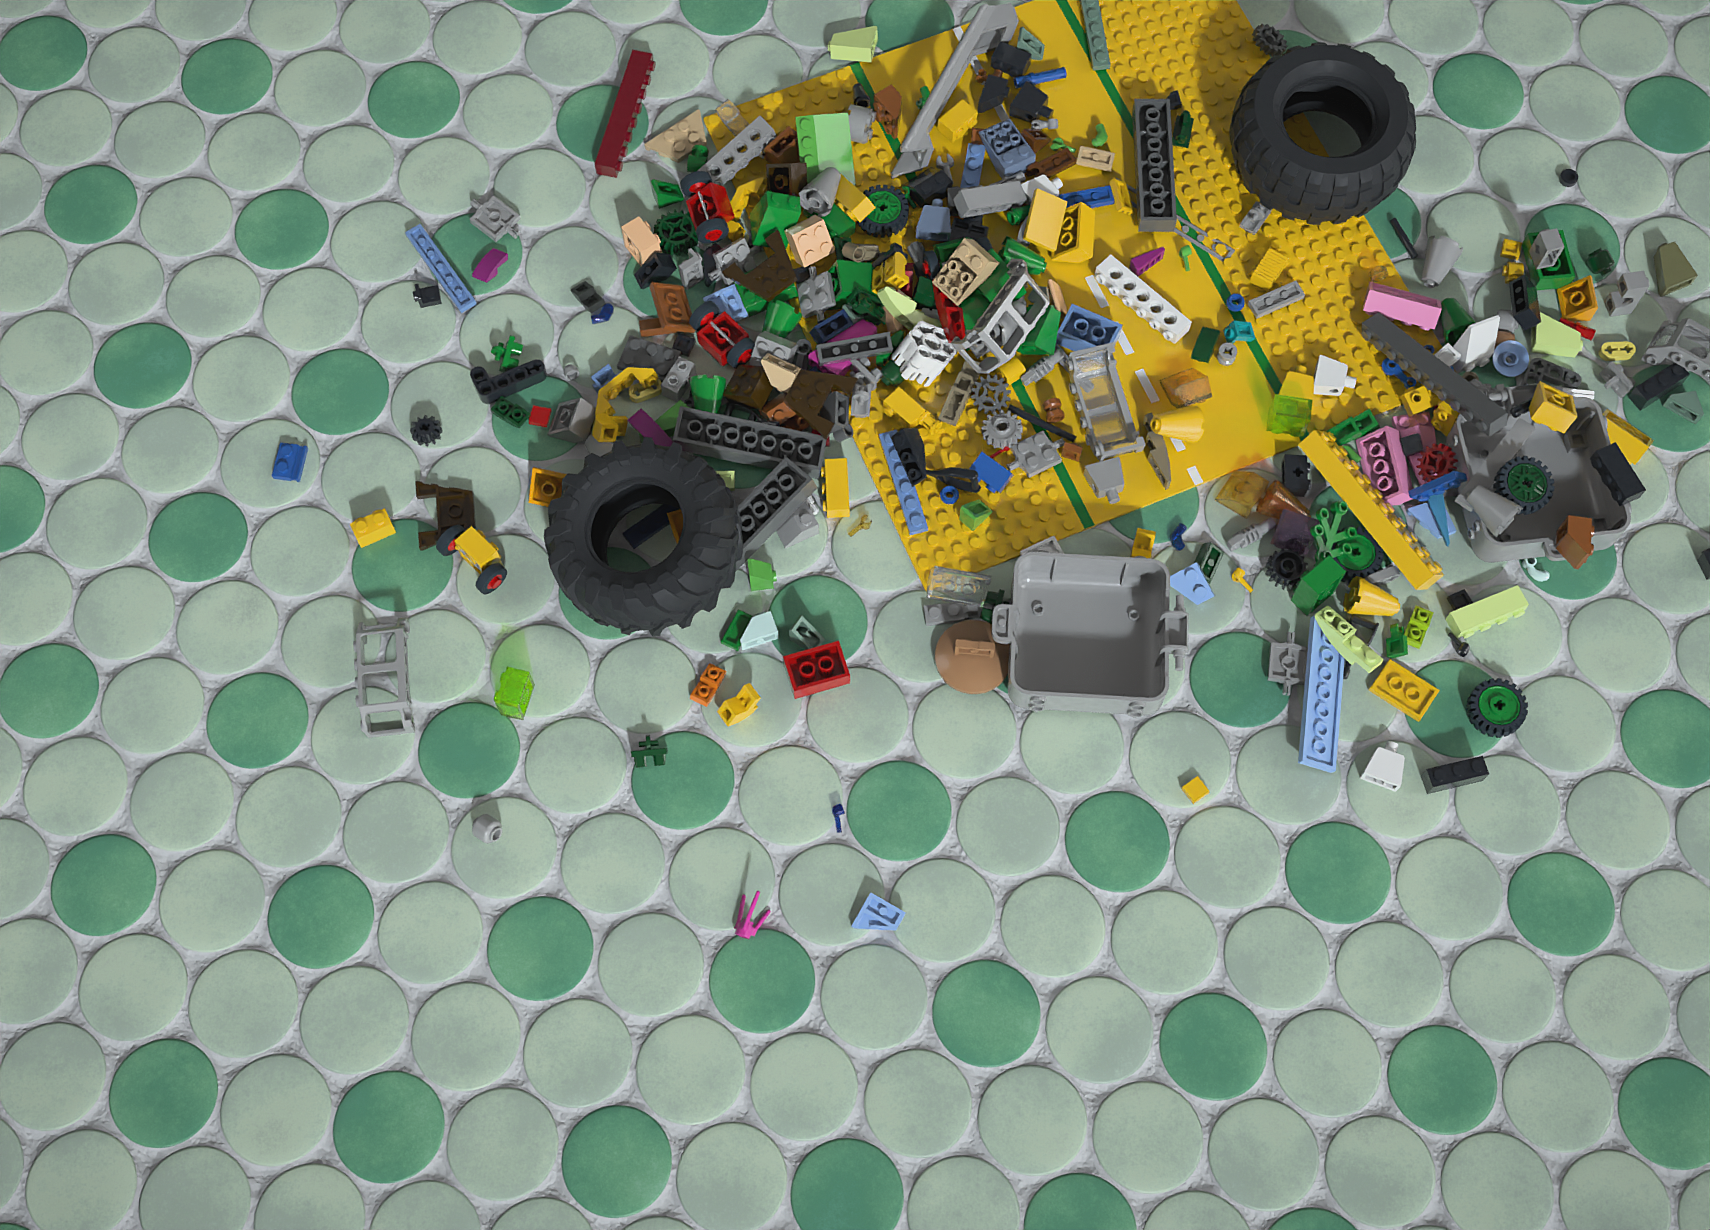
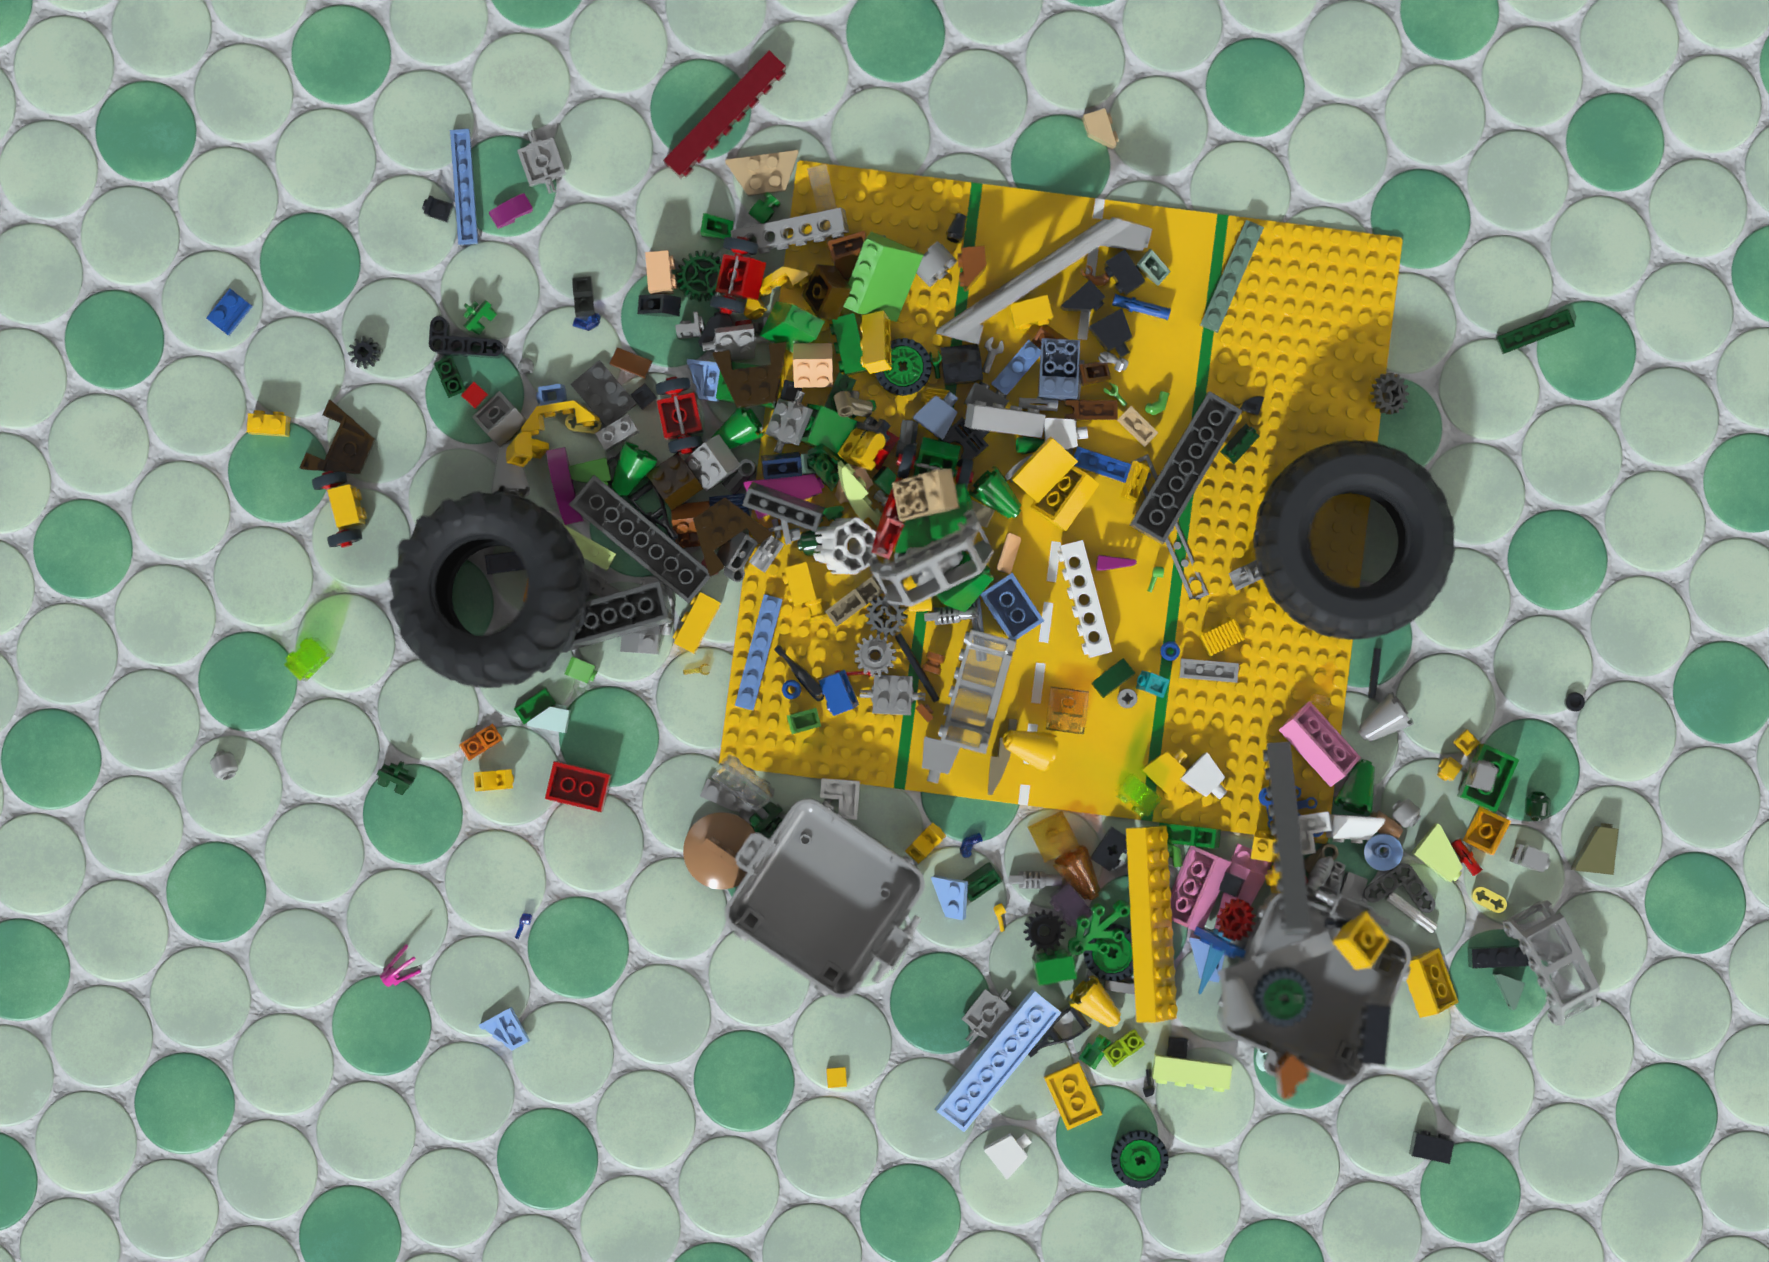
camera: 30 degrees right, 20 degrees up
(401, 632) = (221, 583): light grey windscreen -> none
(545, 486) = (443, 477): light orange slope -> none
(672, 307) = (651, 355): dark orange tile -> none
(779, 372) = (705, 489): tan slope -> none
(805, 634) = (589, 748): sand green slope -> none
(821, 192) = (851, 323): light grey cone -> none
(854, 44) = (987, 165): yellowish green slope -> none
(911, 453) = (779, 633): black slope -> none
(925, 94) = (1018, 267): green arm -> none
(1342, 637) = (1046, 1029): yellowish green slope -> none
(1454, 774) = (1061, 1195): black brick -> none
(1524, 302) = (1431, 809): black brick -> none
(1616, 379) = (1464, 928): light grey hips -> none

